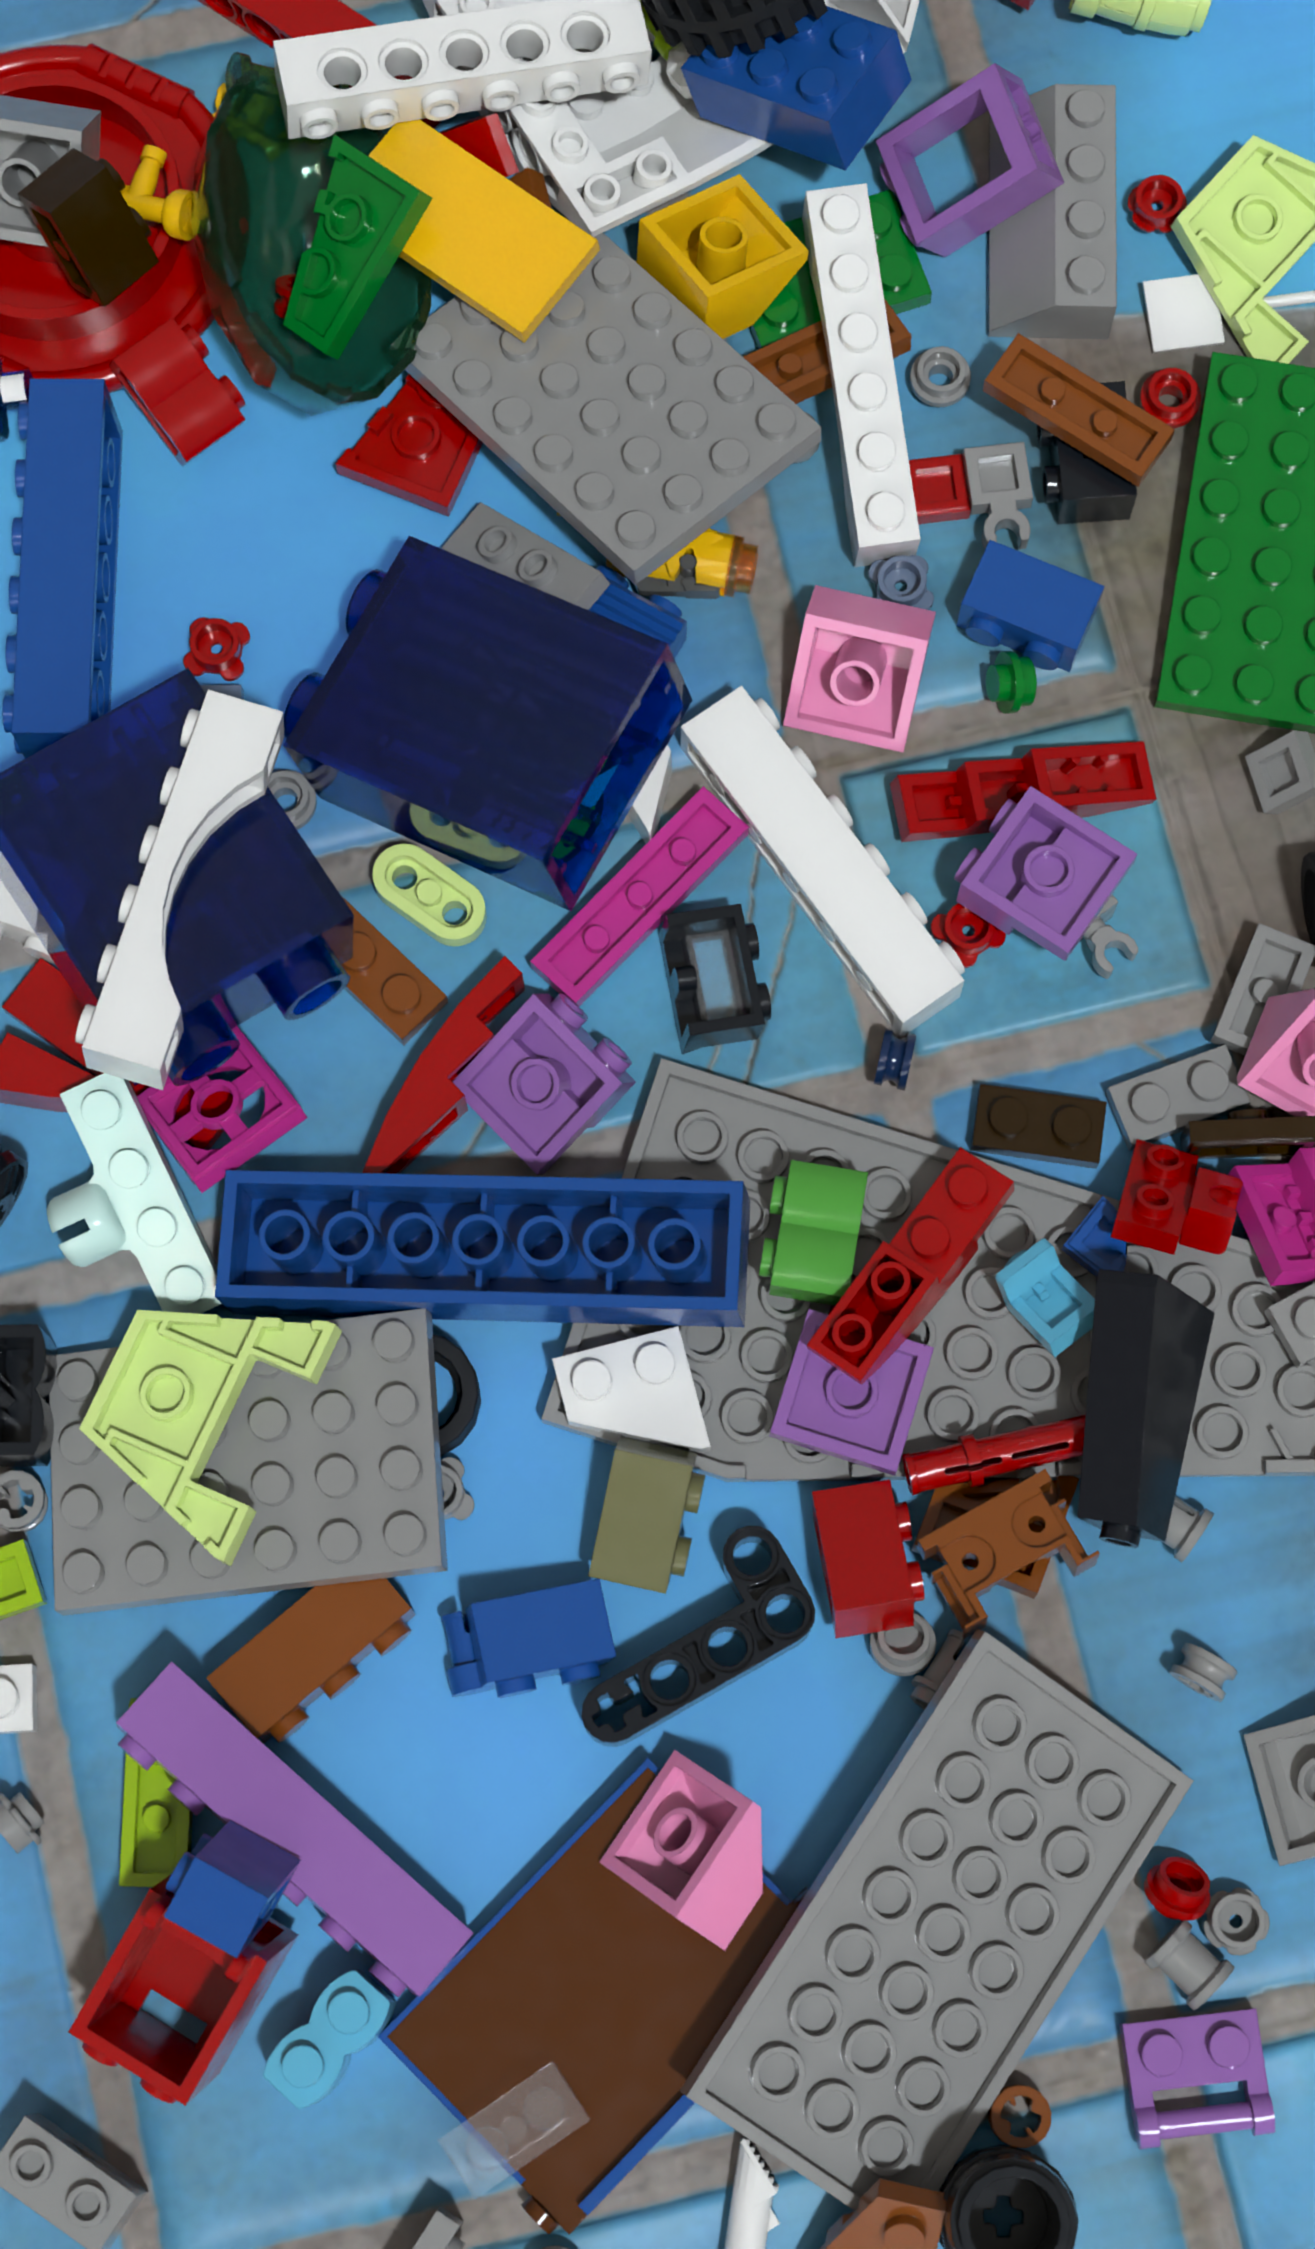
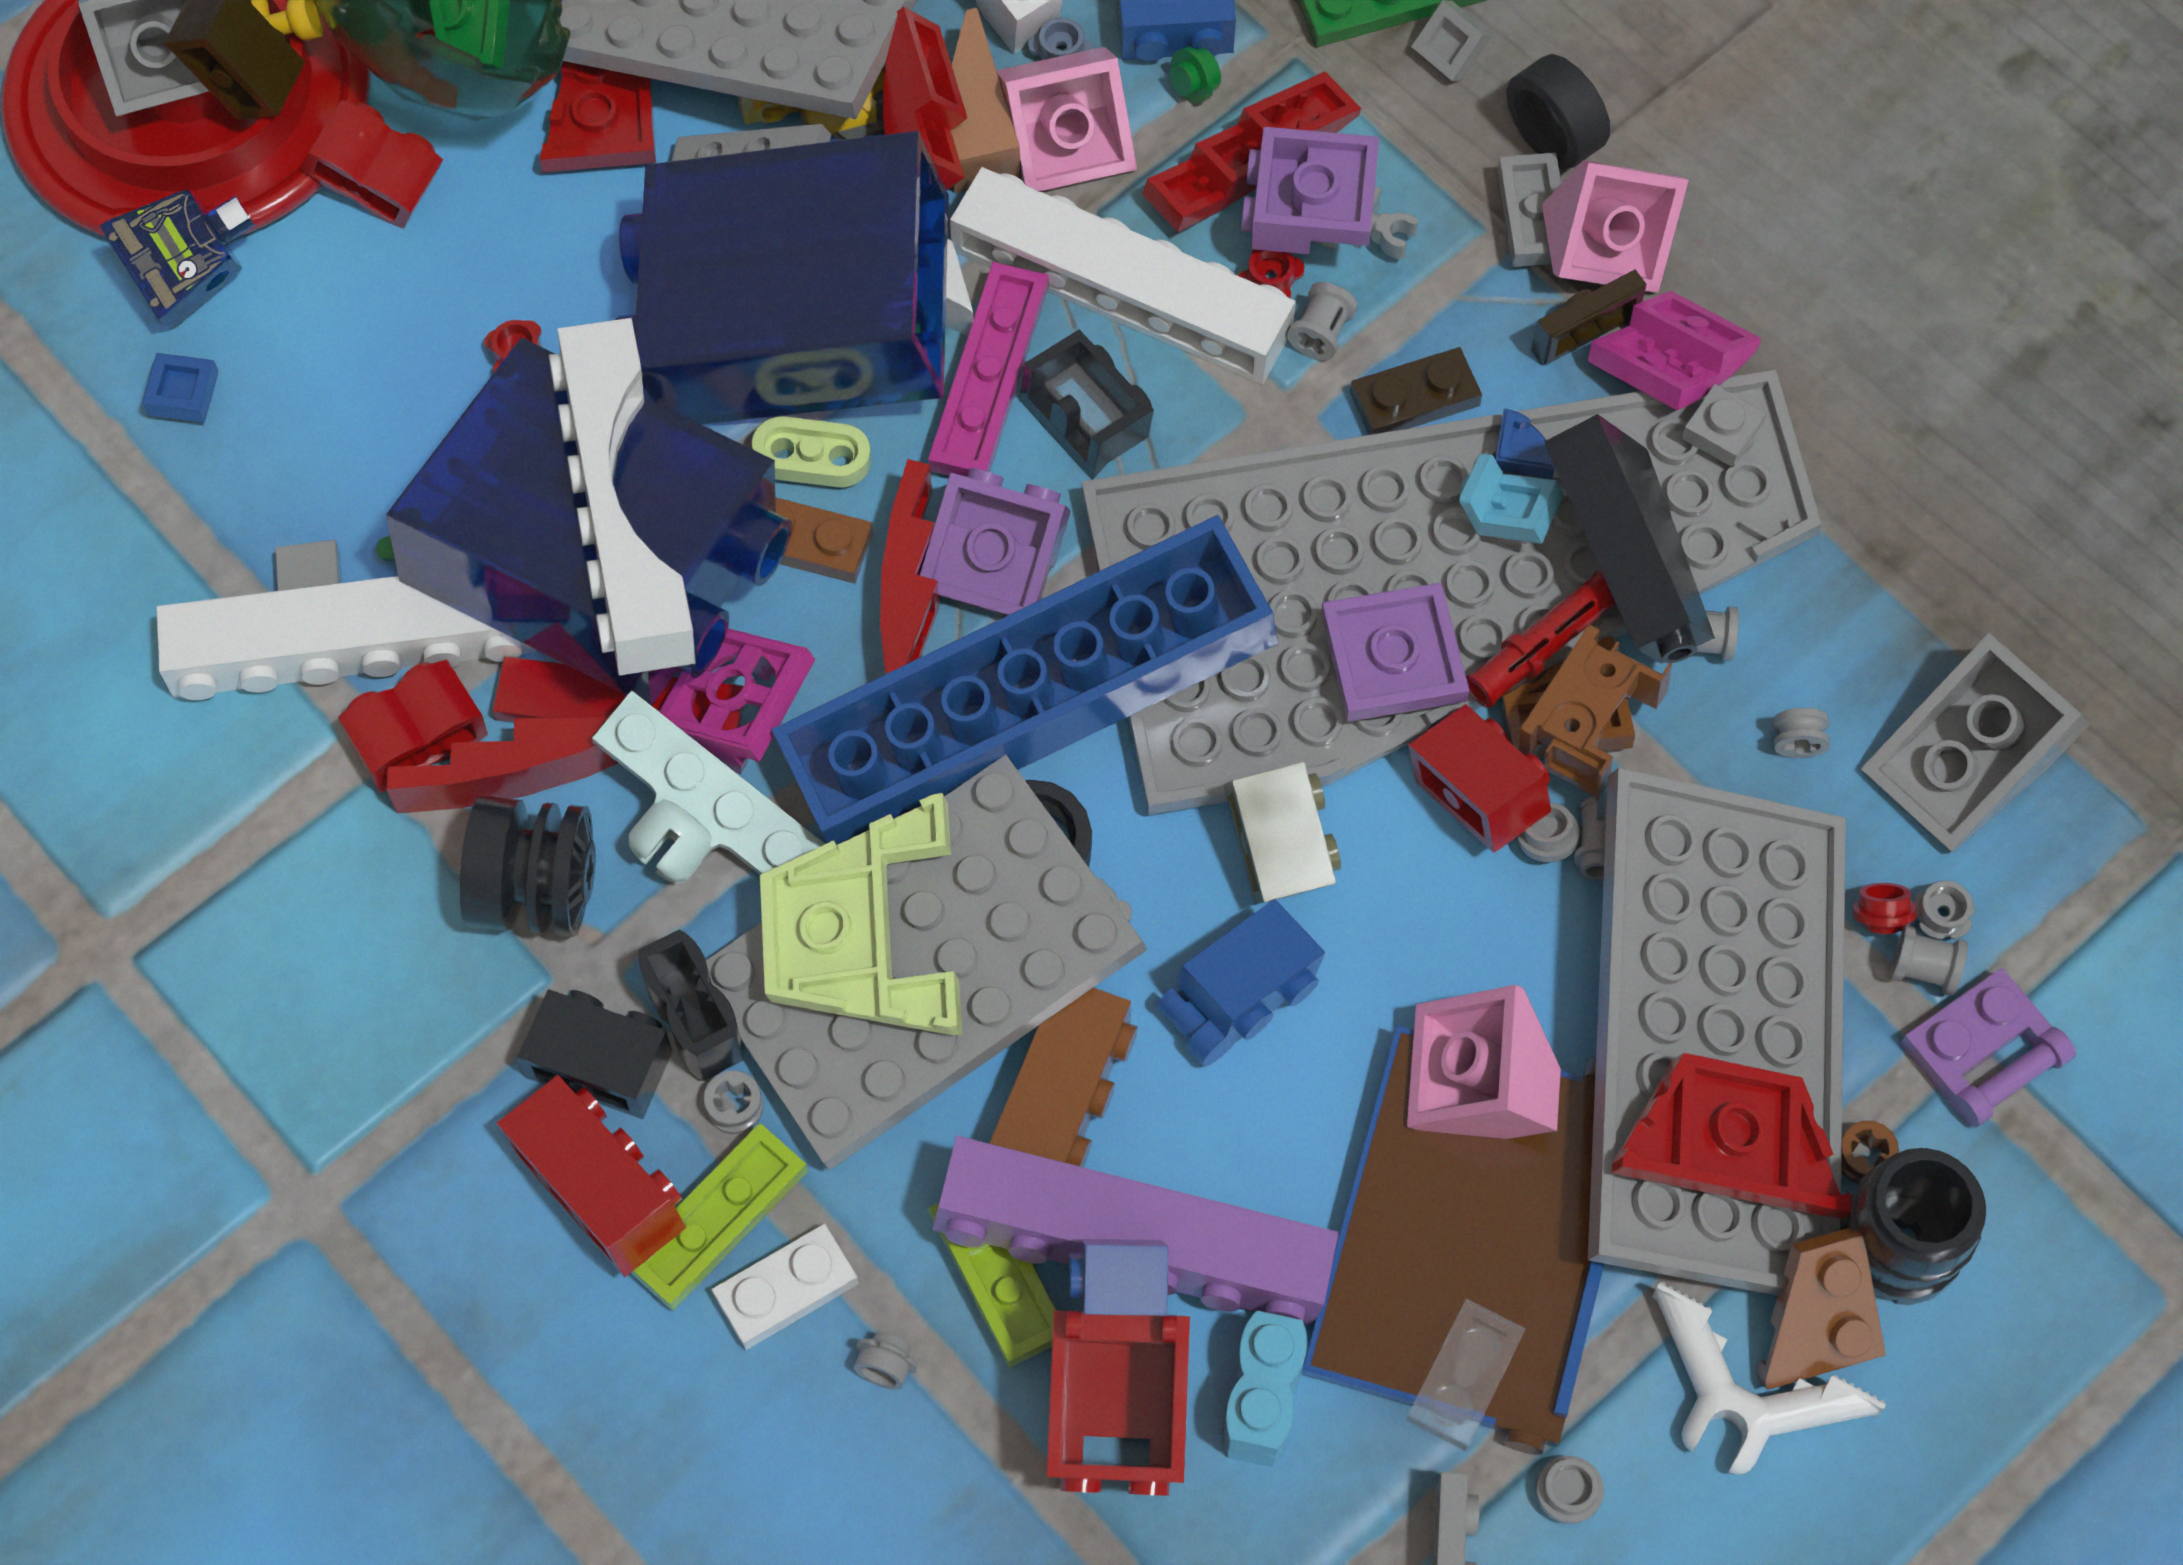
camera: 30 degrees left, 10 degrees down
(65, 562) = (349, 326): blue brick -> none
(635, 1390) = (1214, 741): white wing -> none
(692, 1652) = (1385, 926): black beam -> none
(717, 590) = (923, 91): none -> red slope
(768, 620) = (988, 134): none -> nougat slope
(816, 1232) = (1293, 544): bright green brick -> none
(881, 2049) = (1735, 1137): none -> red wing
(895, 1059) = (1272, 394): dark blue bush -> none
(912, 1270) = (1389, 525): red slope -> none
(987, 1007) = (1322, 321): none -> light grey bush
(1170, 1204) = (1561, 390): red plate -> none
(1181, 1092) = (1509, 319): light grey plate -> none

